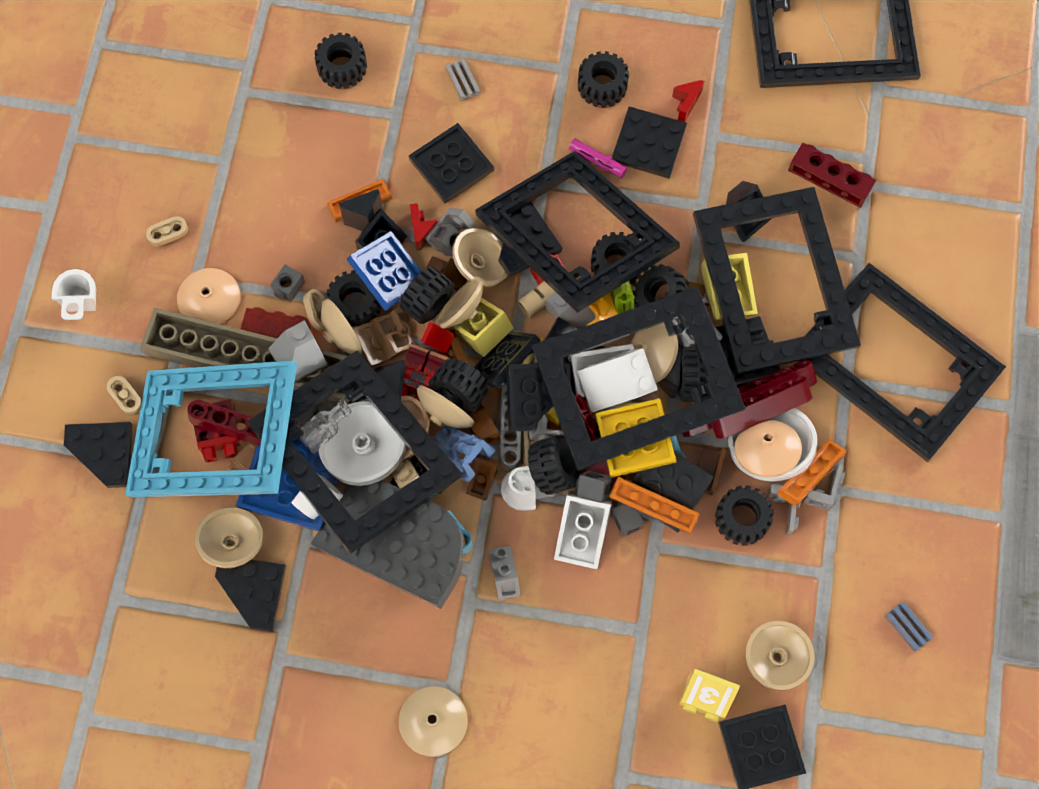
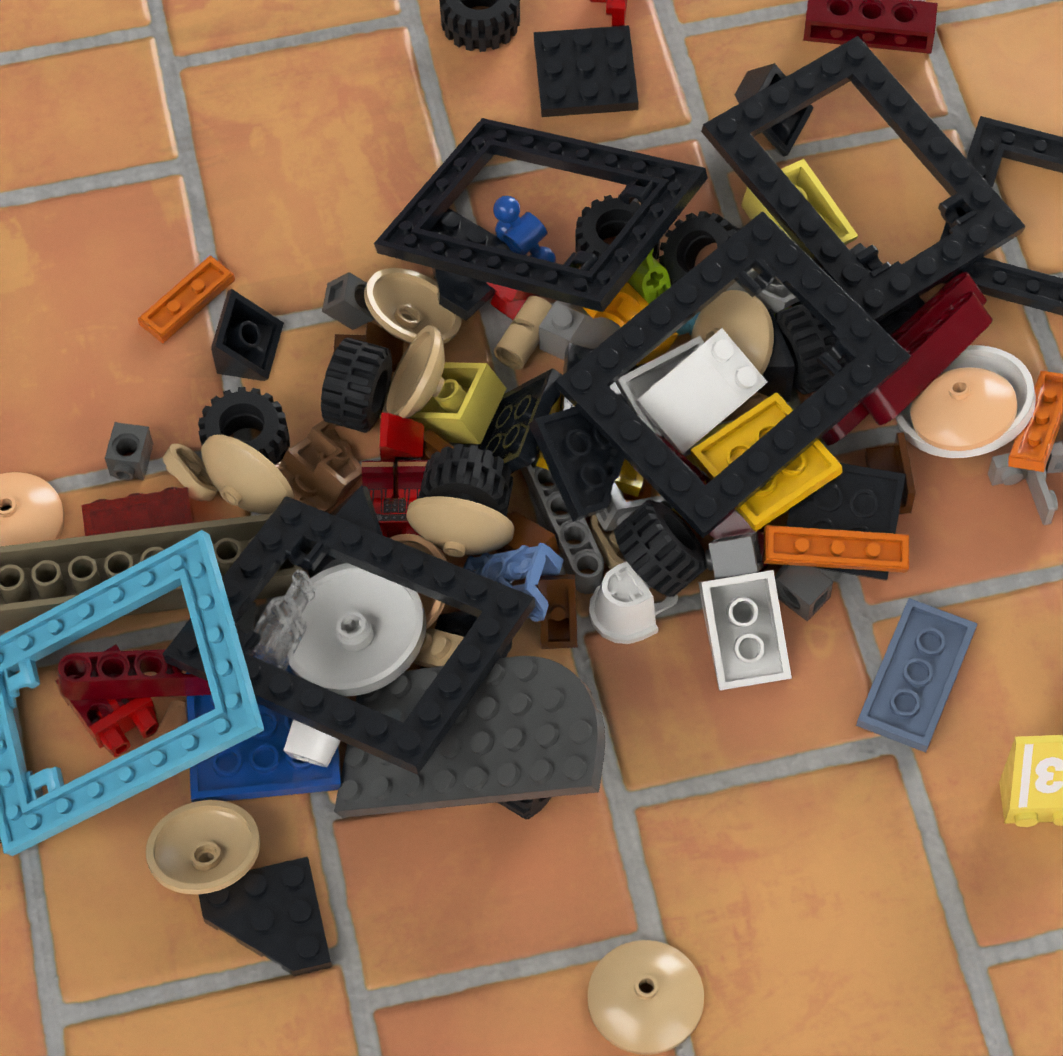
camera: 20 degrees left, 10 degrees down
(301, 347) = (193, 510): light grey slope -> none
(336, 47) = (68, 95): black tyre -> none
(360, 209) = (197, 306): black slope -> none
(385, 269) = (276, 371): plate -> none
(420, 226) = (301, 303): red slope -> none
(451, 163) = (304, 198): black plate -> none
(456, 65) = (254, 66): light grey tile -> none
(457, 218) = (353, 261): light grey bracket -> none
(504, 573) = (659, 734): light grey bracket -> none
(563, 237) = (520, 233): none -> blue piece
(598, 158) = (559, 120): dark pink pin -> none
(668, 596) = (916, 675): none -> sand blue plate
(747, 498) = (977, 493): black tyre -> none

